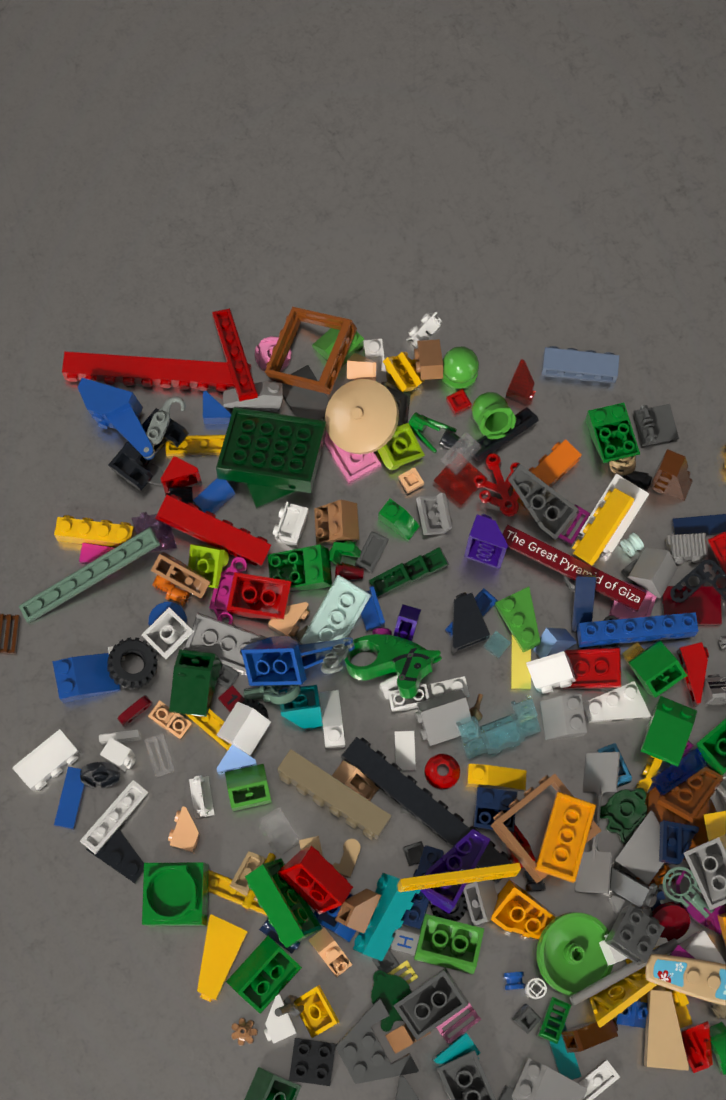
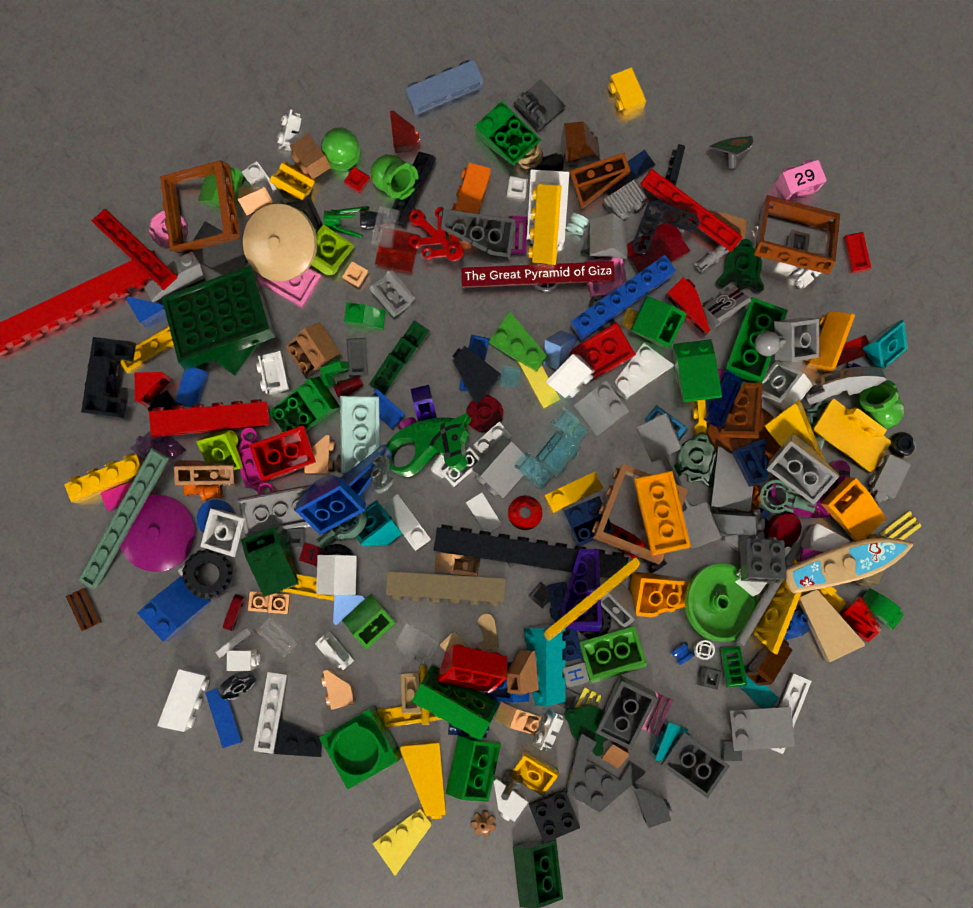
camera: 30 degrees left, 10 degrees up
(111, 608) = (160, 535): none -> magenta dish
(121, 411) = (64, 357): blue slope -> none
(162, 1001) = (402, 839): none -> light yellow wing
(343, 985) = (550, 722): none -> white hinge
(456, 664) = (485, 415): none -> dark red tile
(474, 711) = (524, 446): medium nougat hand -> none
(486, 542) = (453, 294): dark purple slope -> none
(583, 600) = (563, 297): dark blue tile -> none
(596, 484) = (517, 187): none -> white tile
(673, 514) = (598, 177): none -> dark orange wedge

